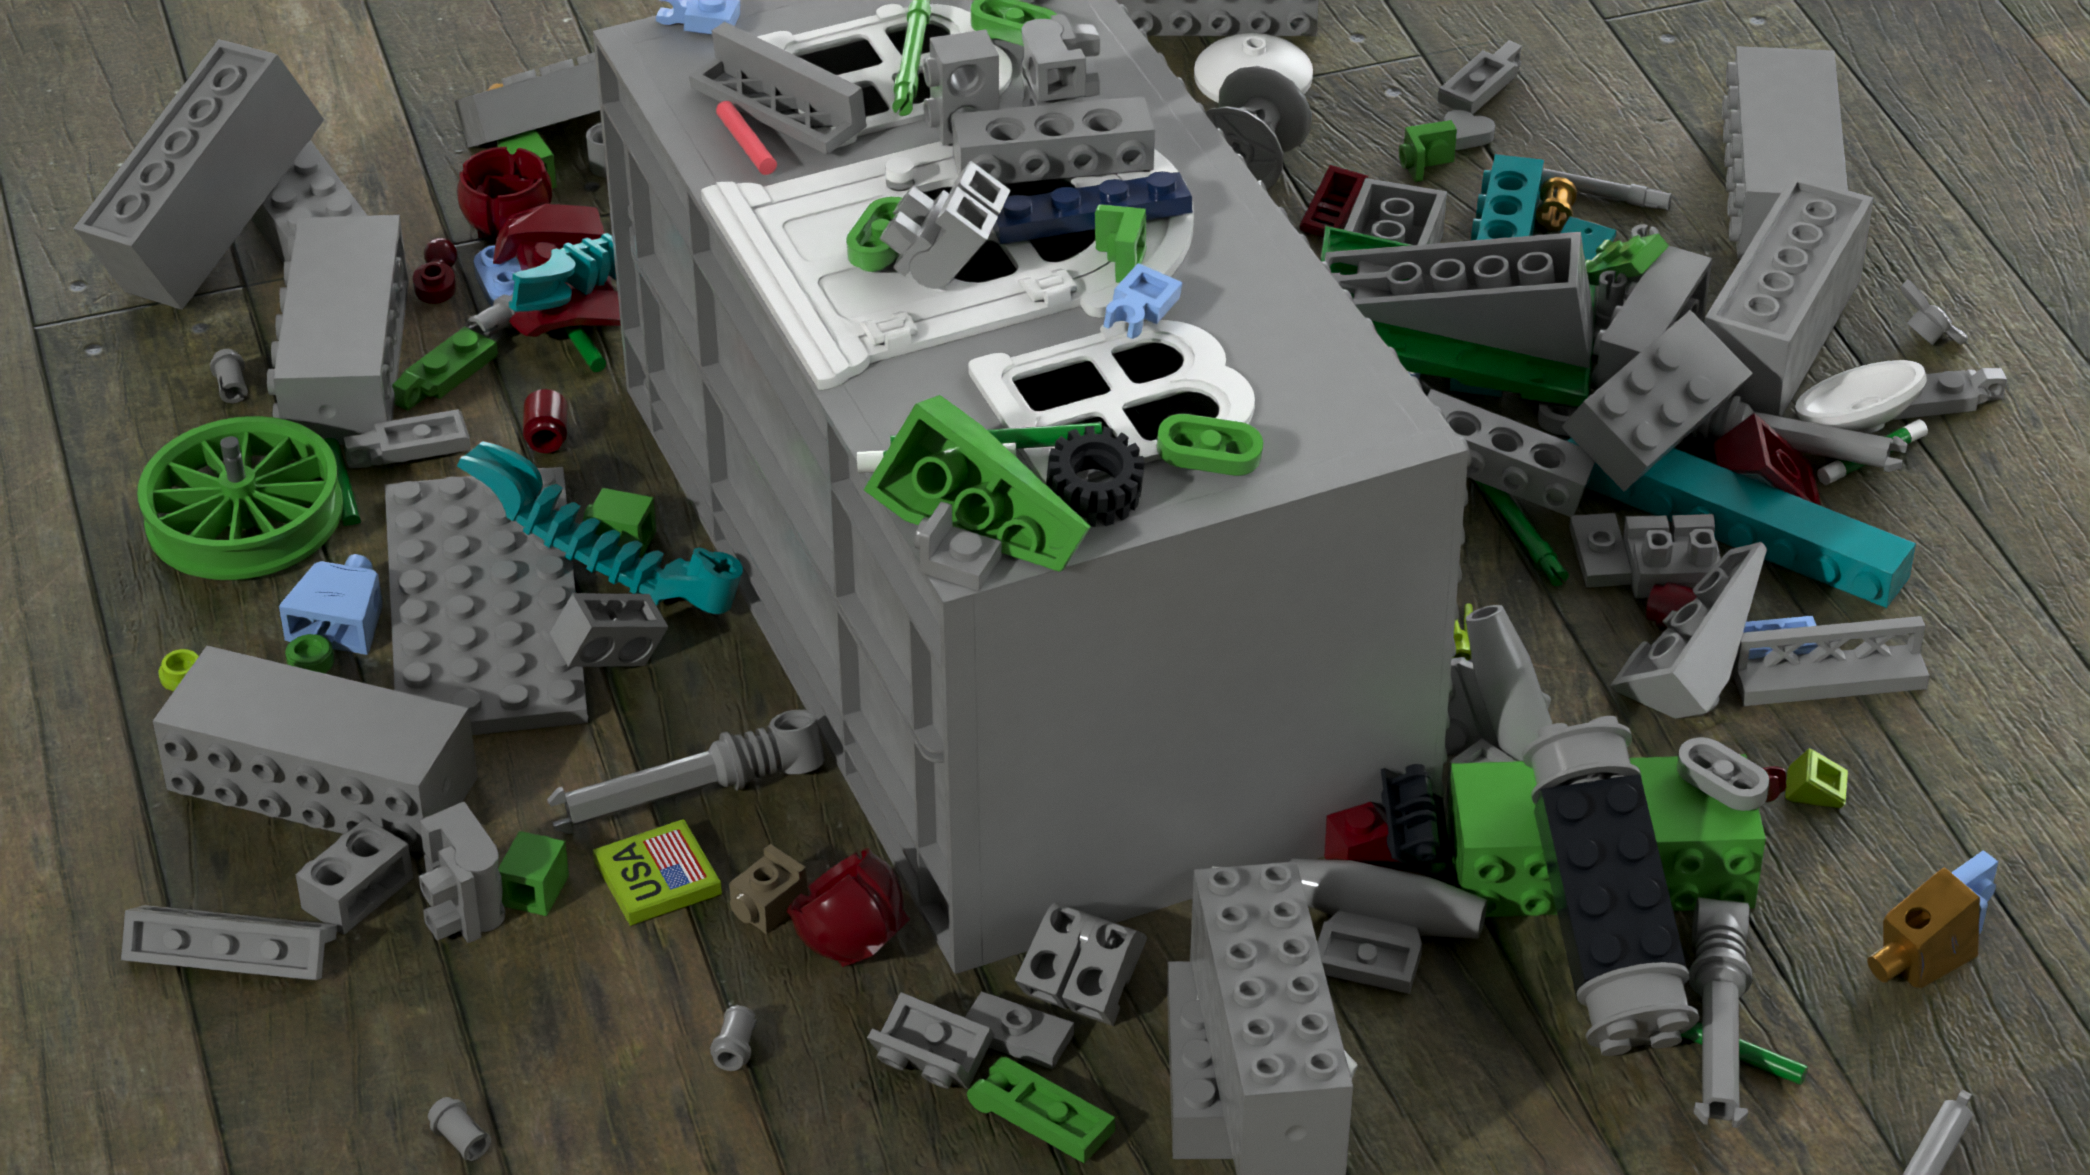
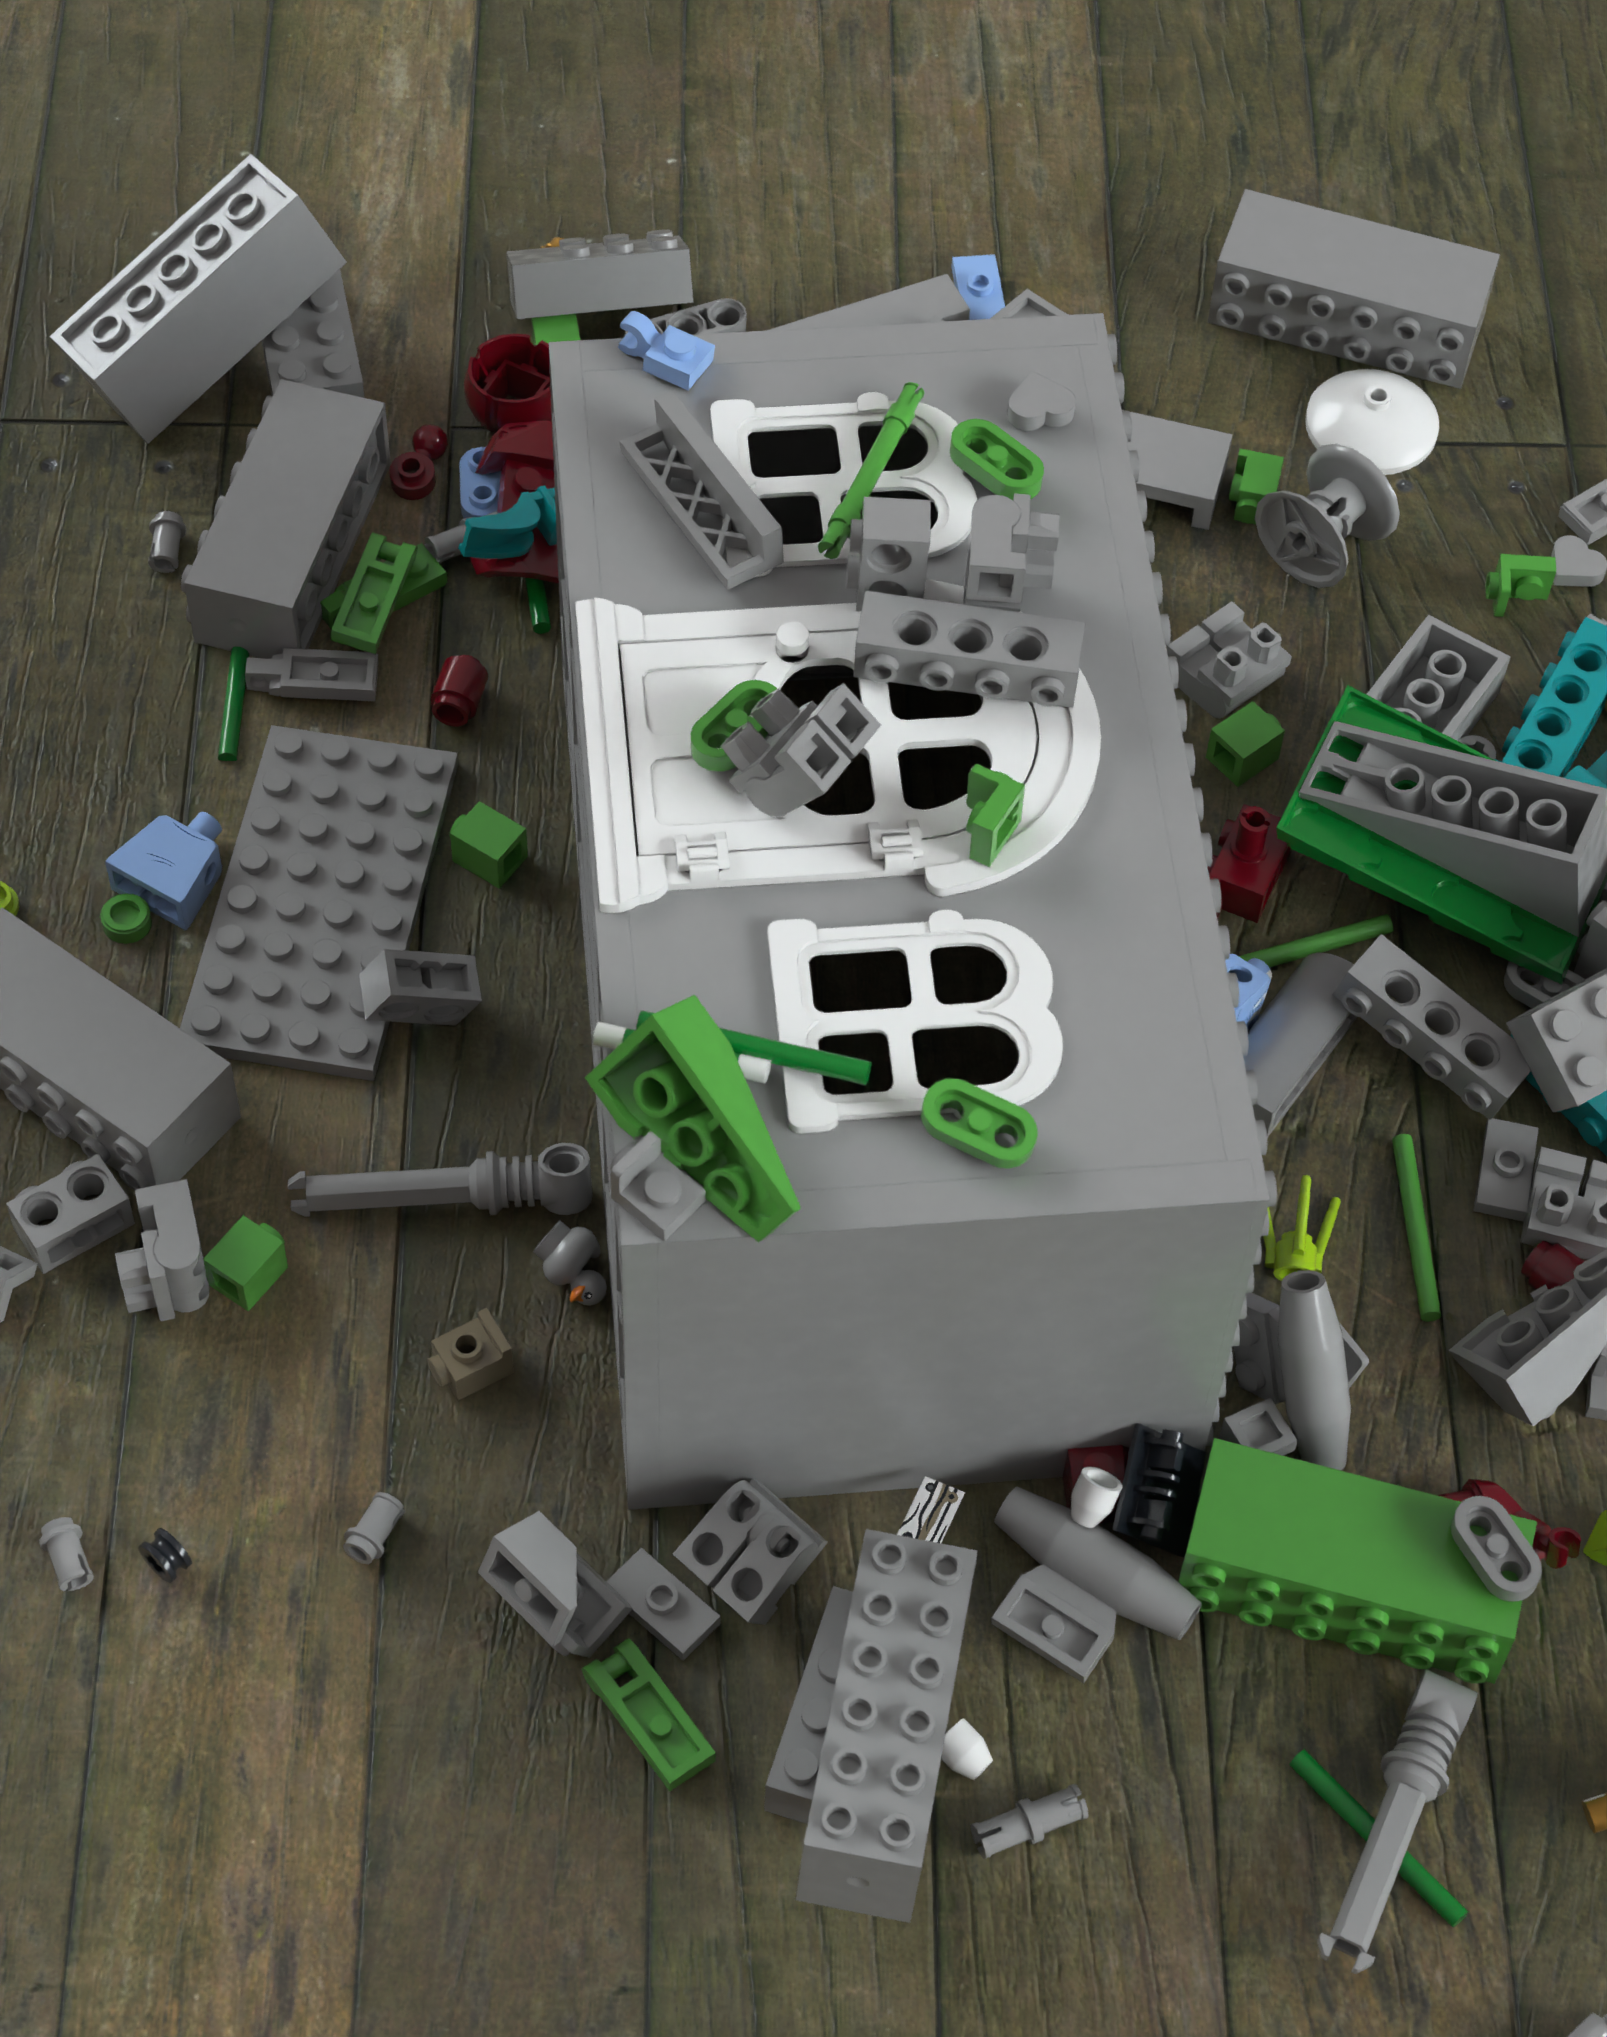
camera: 15 degrees right, 15 degrees up
(240, 497) = (119, 705): bright green wheel -> none
(441, 364) = (373, 593): none -> bright green plate
(552, 1104) = (165, 1555): none -> black bush
(657, 872) = (372, 1293): lime tile -> none
(705, 581) = (537, 944): teal piece -> none
(746, 137) = (649, 543): coral piece -> none
(821, 801) = (564, 1256): none -> light grey animal
(850, 909) = (536, 1415): dark red piece -> none
(903, 1015) = (535, 1574): none -> light grey slope
(1074, 209) = (956, 745): dark blue plate -> none
(1102, 454) = (844, 1098): black tyre -> none
(1140, 297) = (983, 895): light blue plate -> none
(1338, 181) = (1402, 597): dark red slope -> none
(1365, 838) = (1094, 1496): none -> white hose
(1408, 1100) = (1029, 1821): none -> light grey pin
(1539, 551) = (1439, 1152): green piece -> none
(1545, 608) = (1416, 1228): none -> bright green bar
(1609, 886) = (1319, 1653): brick -> none

